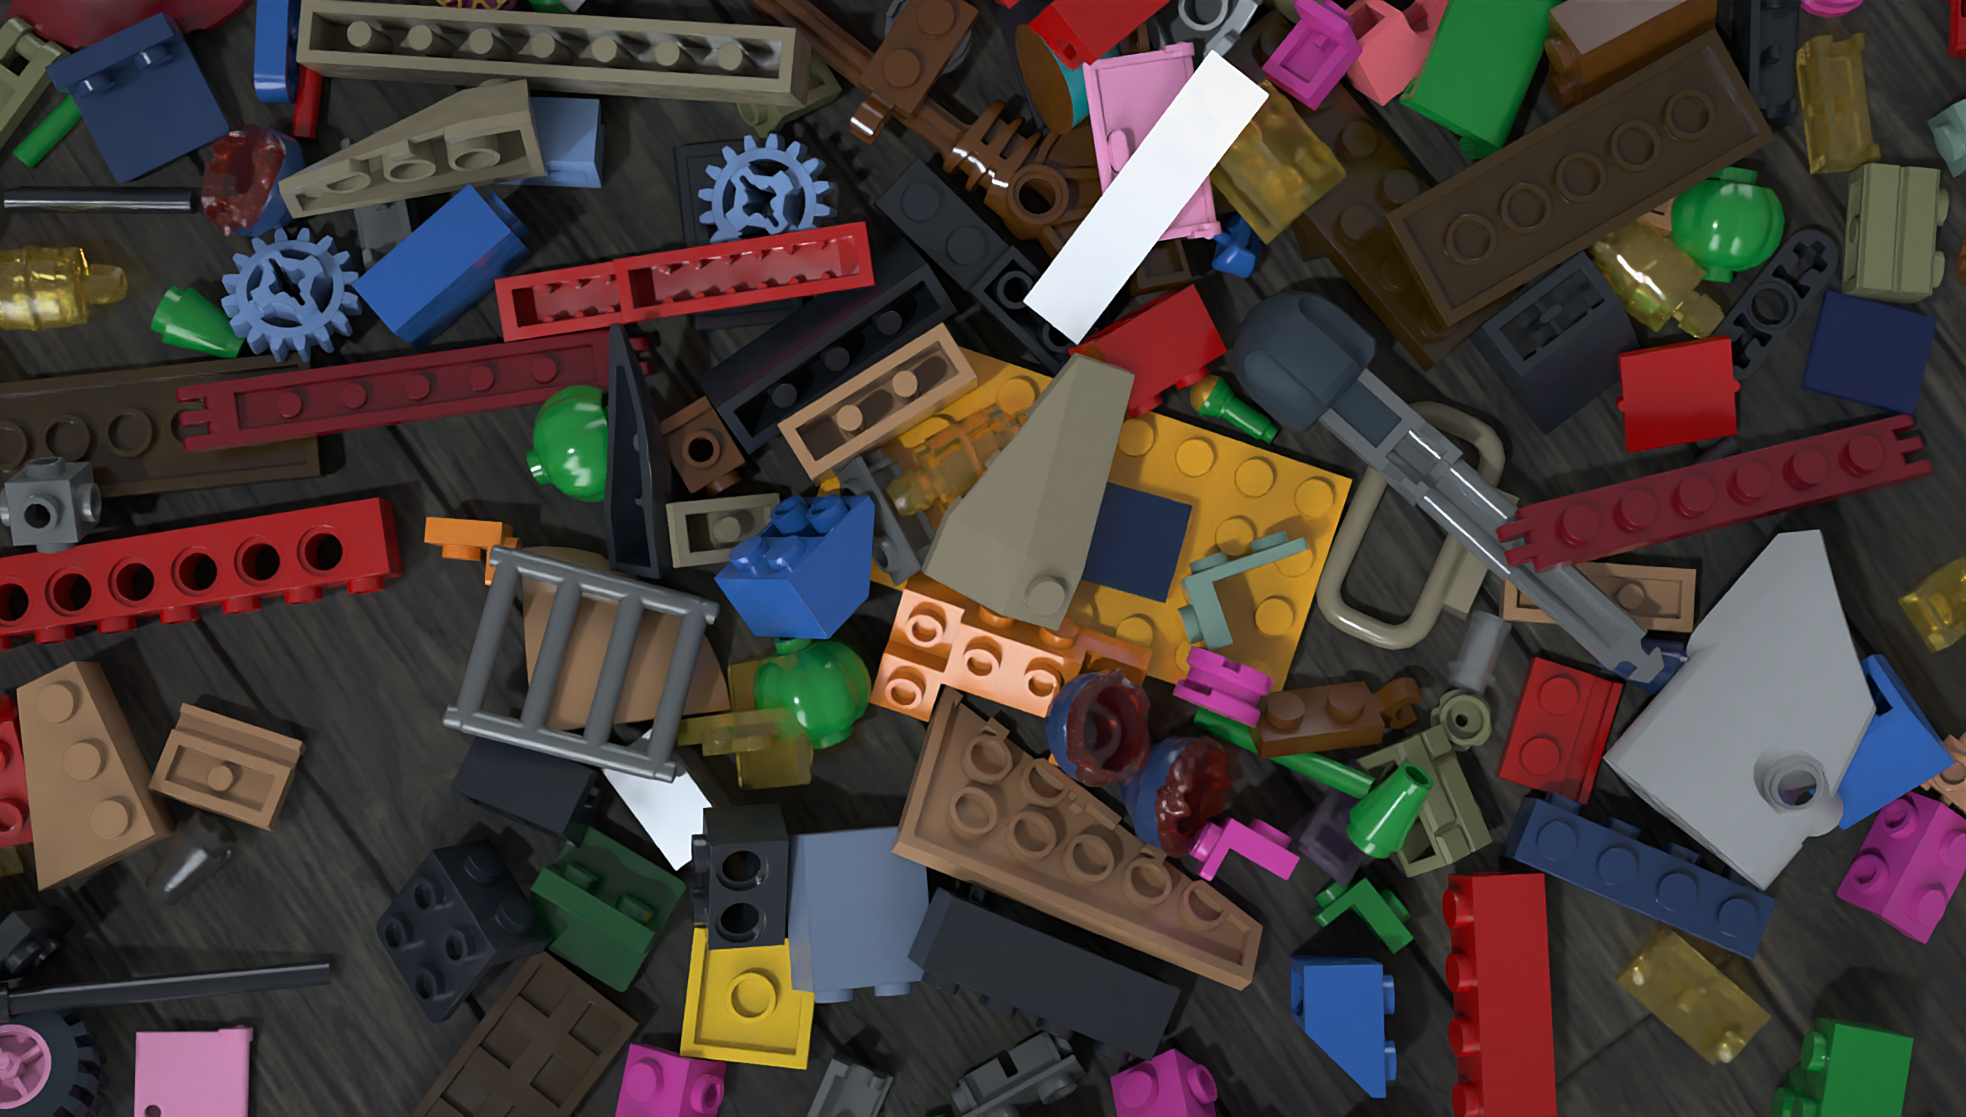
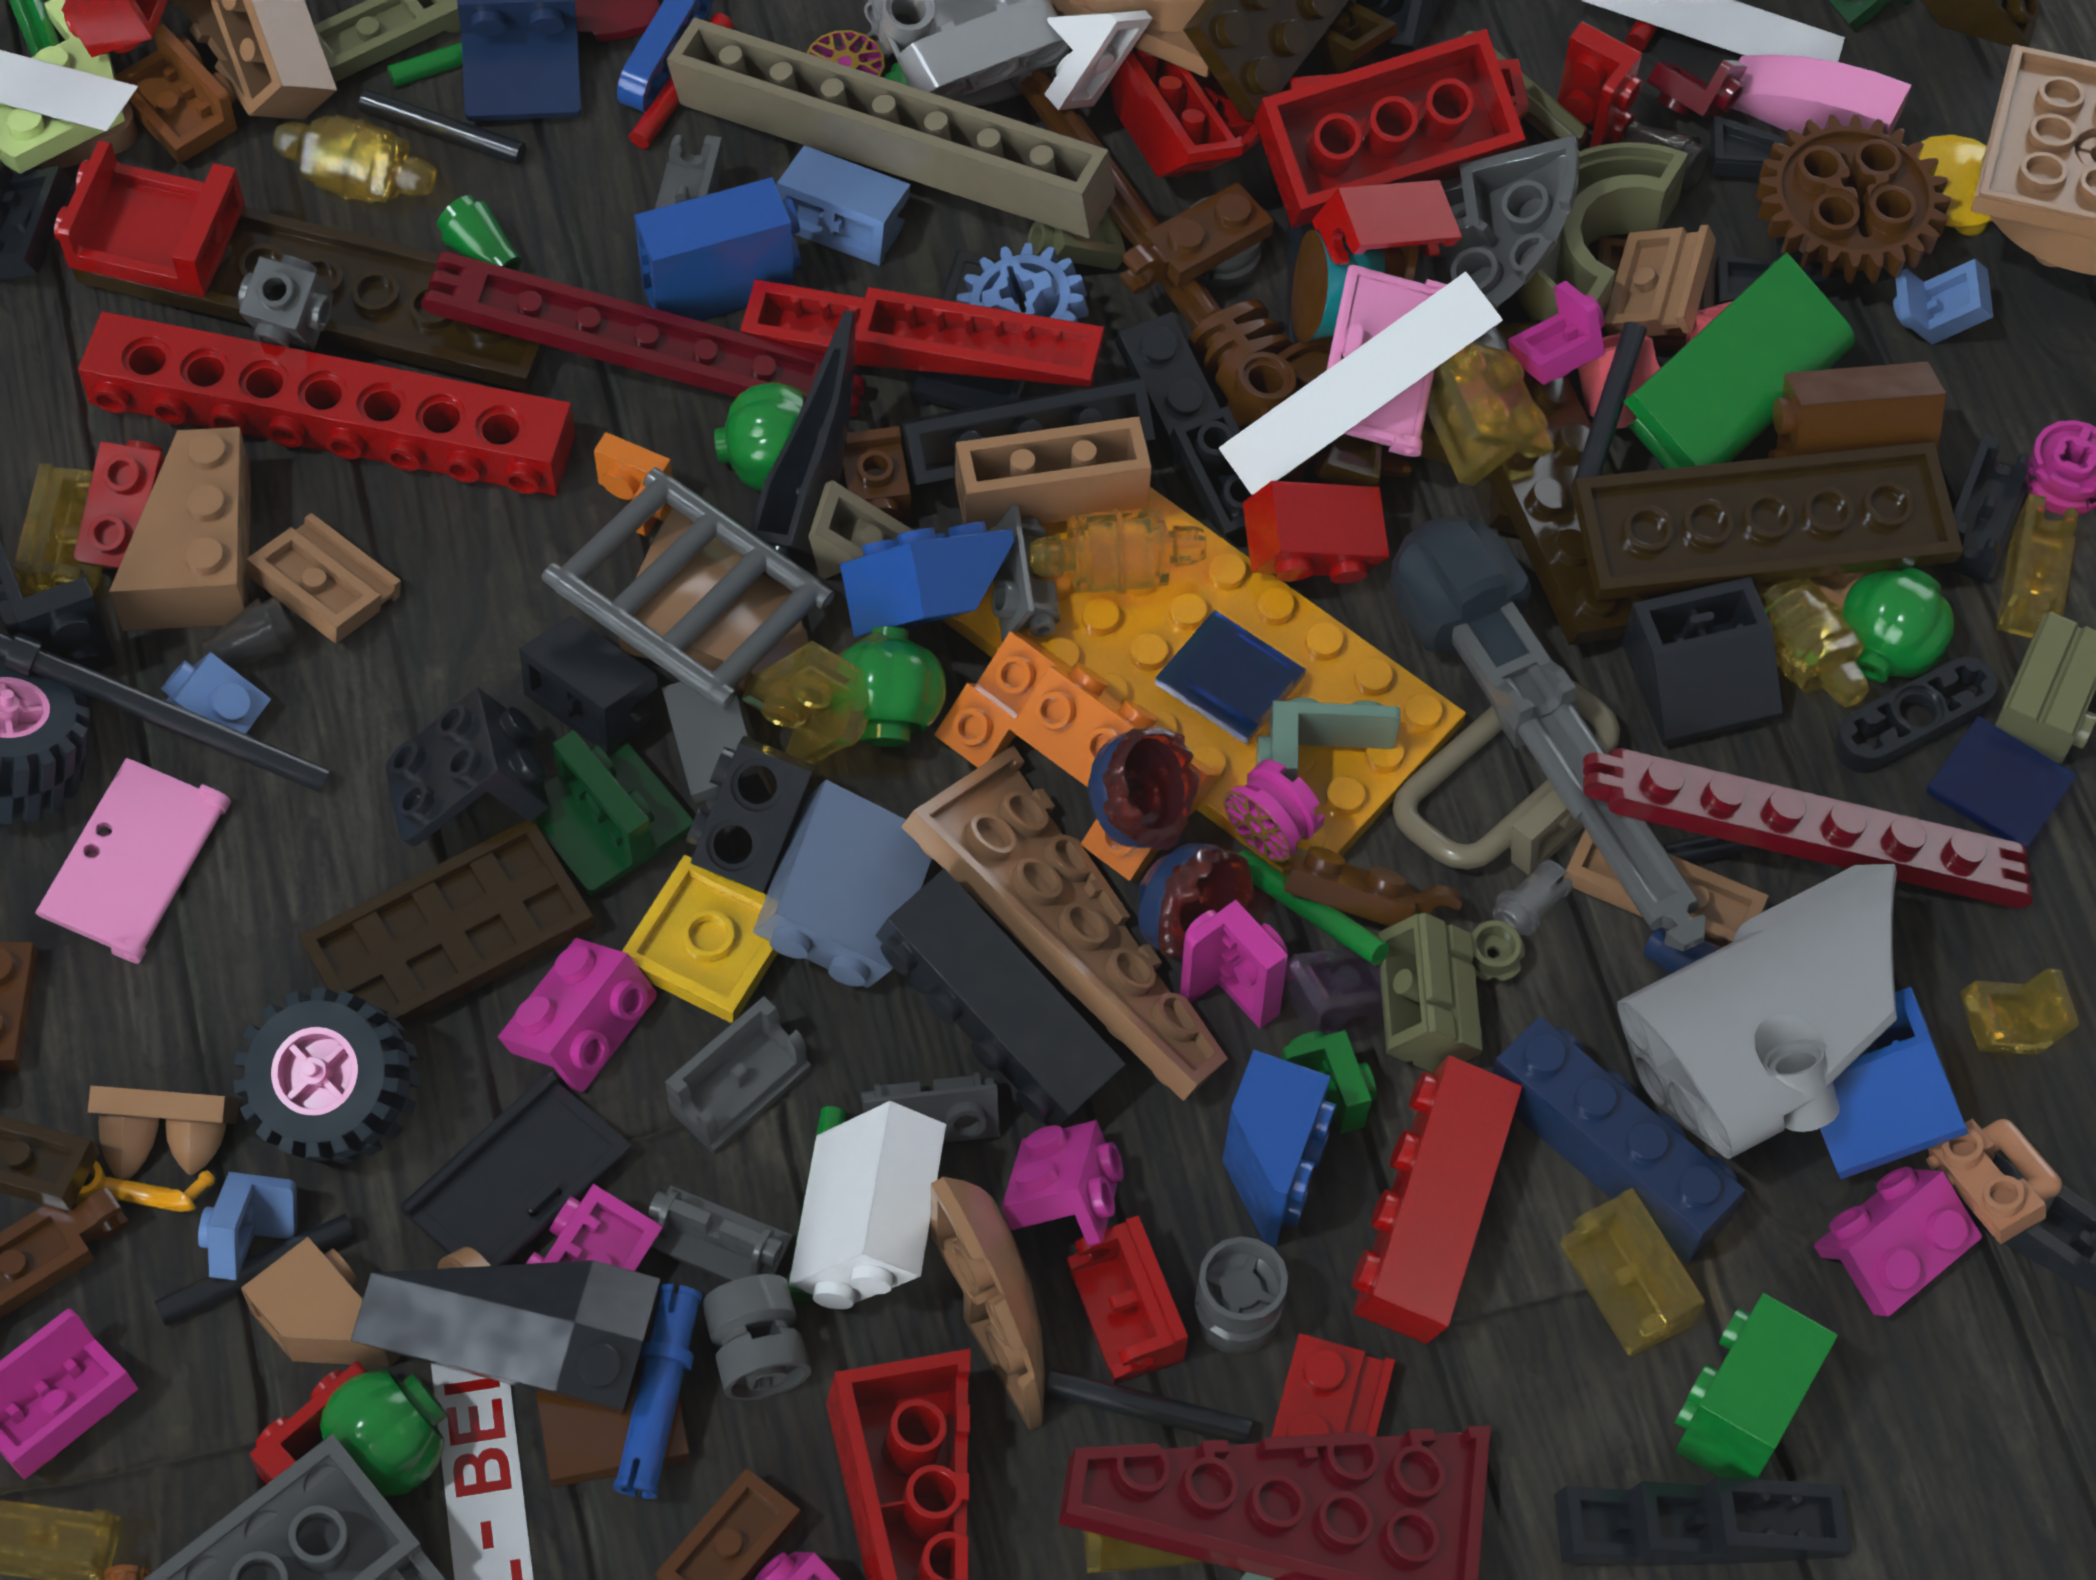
camera: 15 degrees right, 25 degrees down
(186, 938) = (216, 693): none -> medium blue bracket
(243, 180) = (586, 147): clear red hair -> none
(273, 317) = (572, 238): medium blue gear -> none
(462, 140) = (727, 148): dark tan wedge -> none
(1033, 513) = (1158, 589): dark tan wedge -> none
(1216, 399) = (1363, 607): green piece -> none
(1236, 248) = (1435, 495): blue piece -> none
(1387, 110) = (1611, 400): none -> black bar
(1388, 813) = (1390, 964): green cone -> none
(1558, 730) = (1583, 990): red plate -> none
(1677, 393) = (1804, 742): red piece -> none

